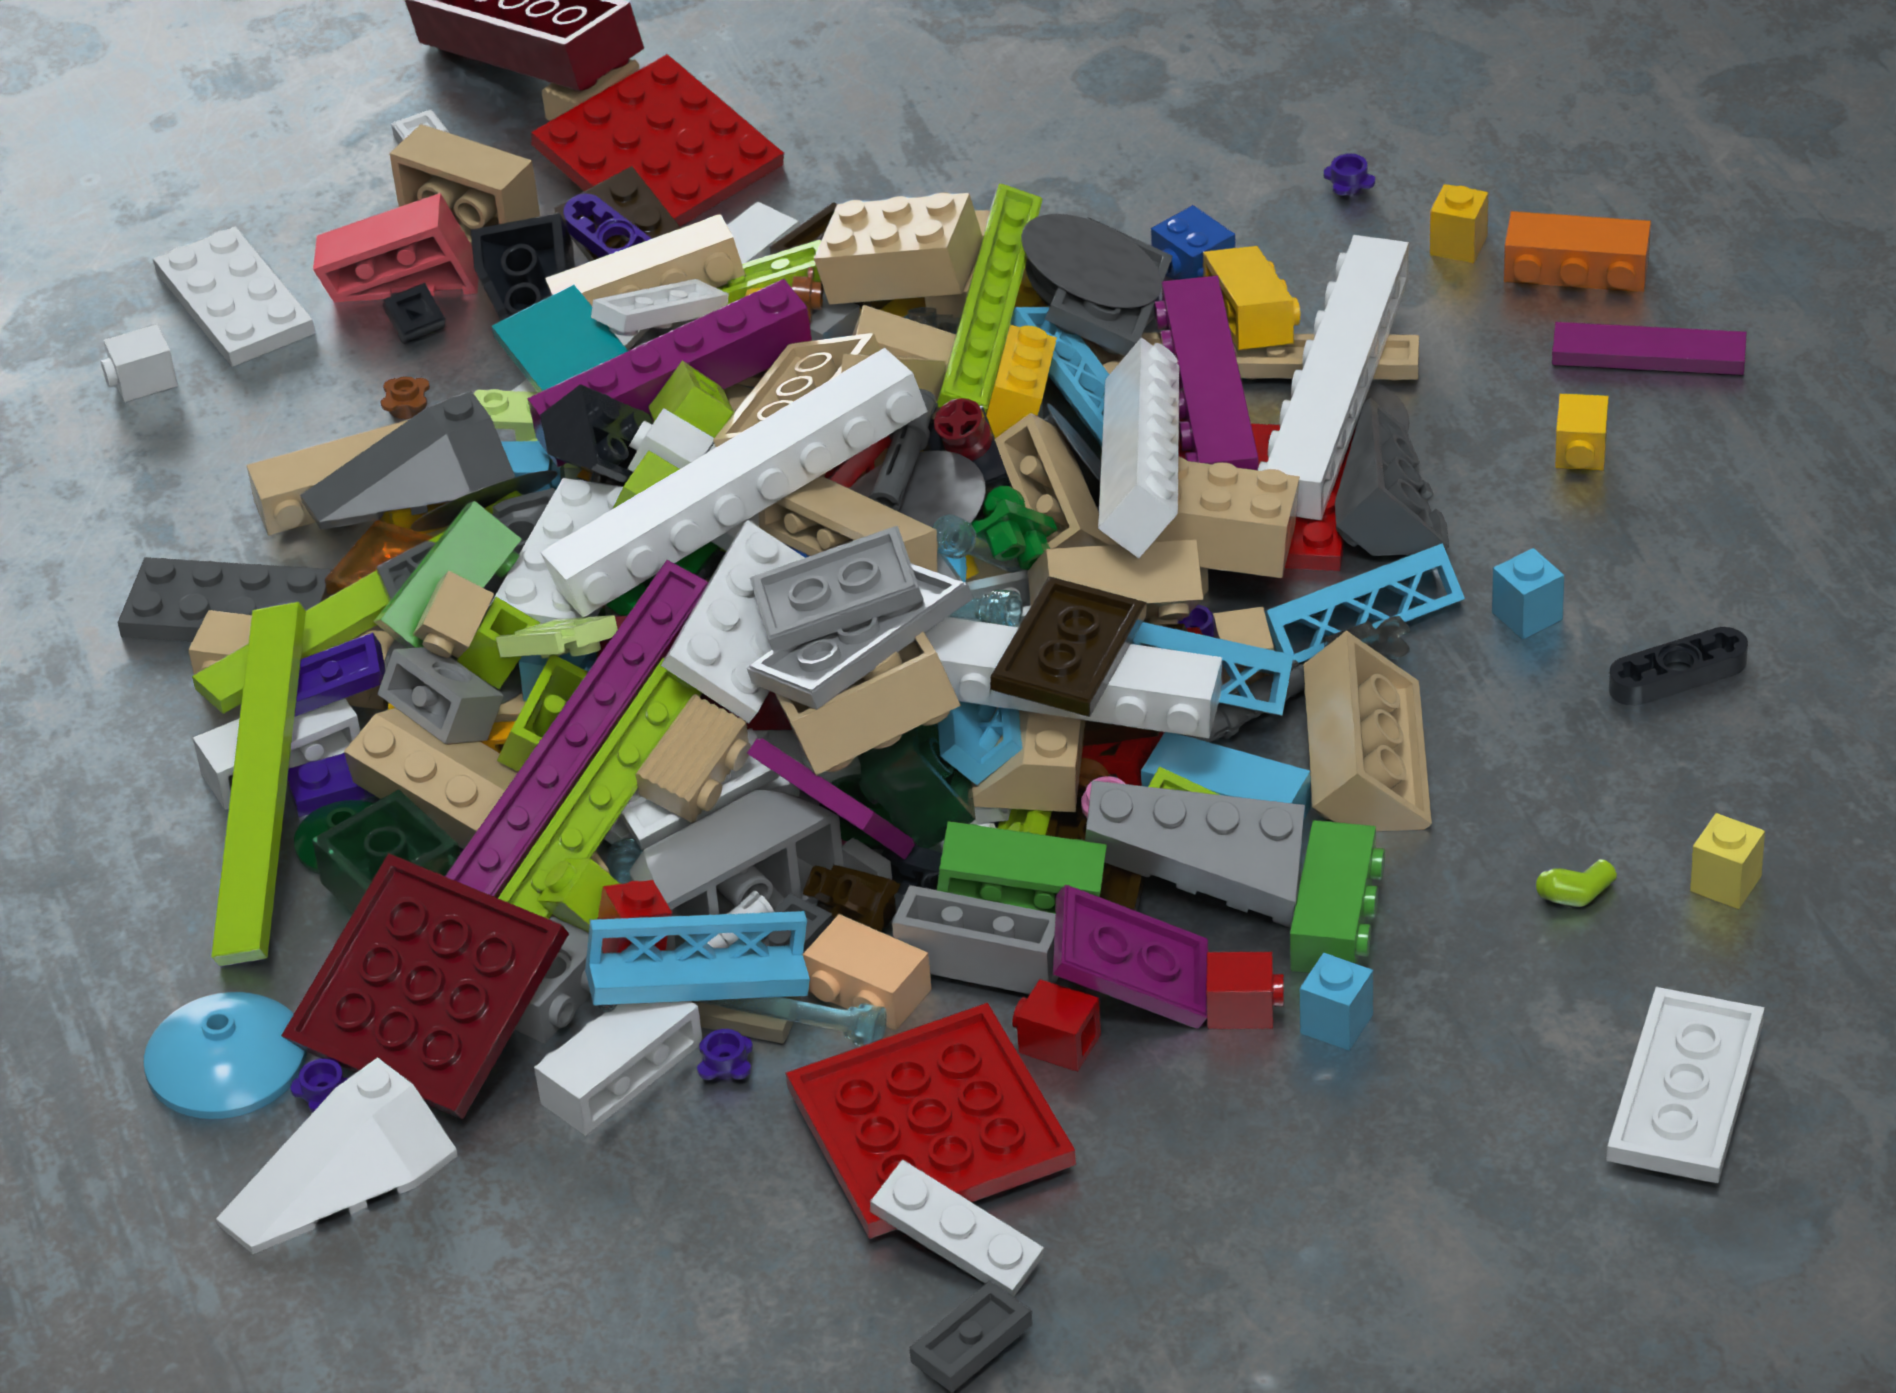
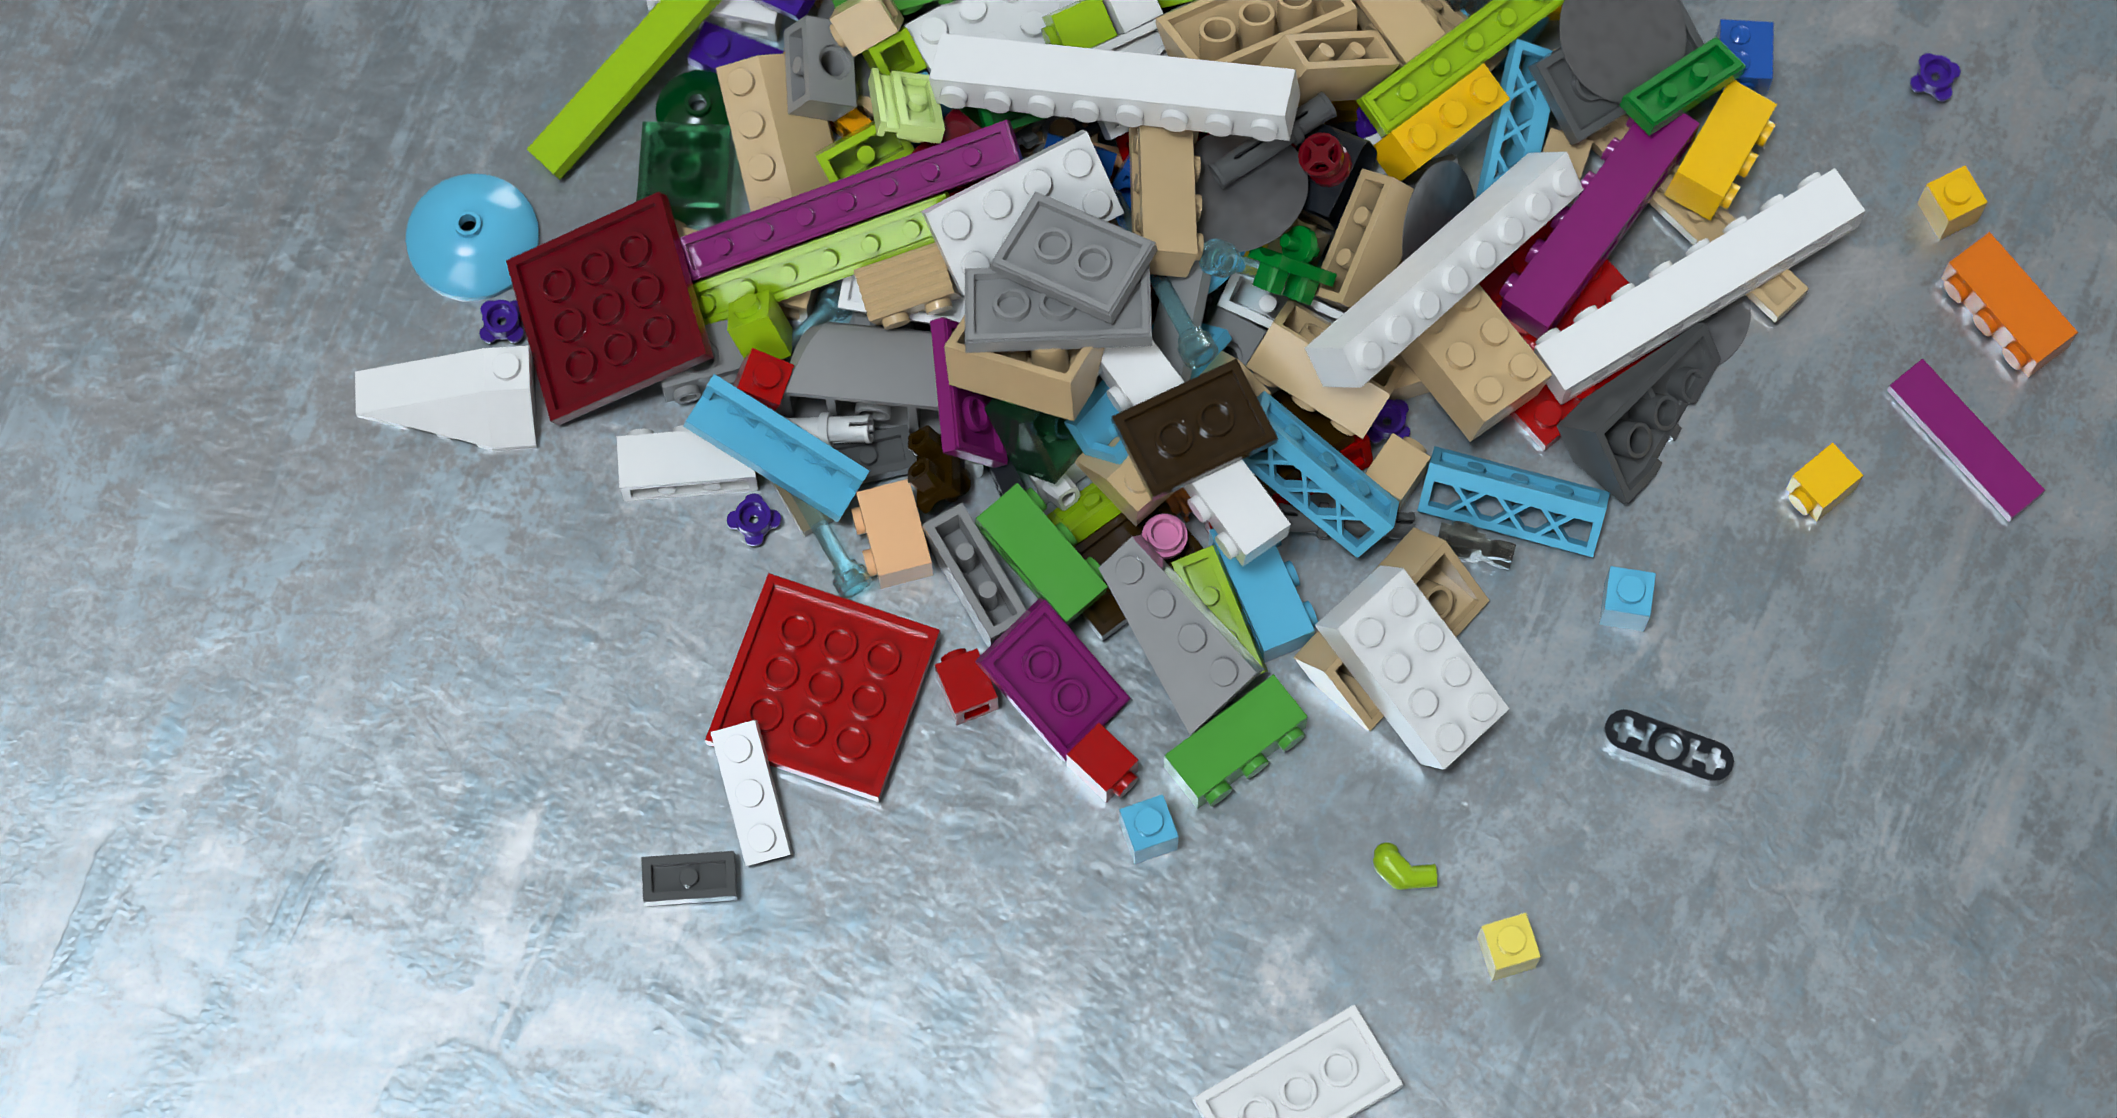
camera: 40 degrees right, 30 degrees up
(1176, 263) = (1682, 86): none -> green tile
(1423, 722) = (1412, 666): none -> white brick

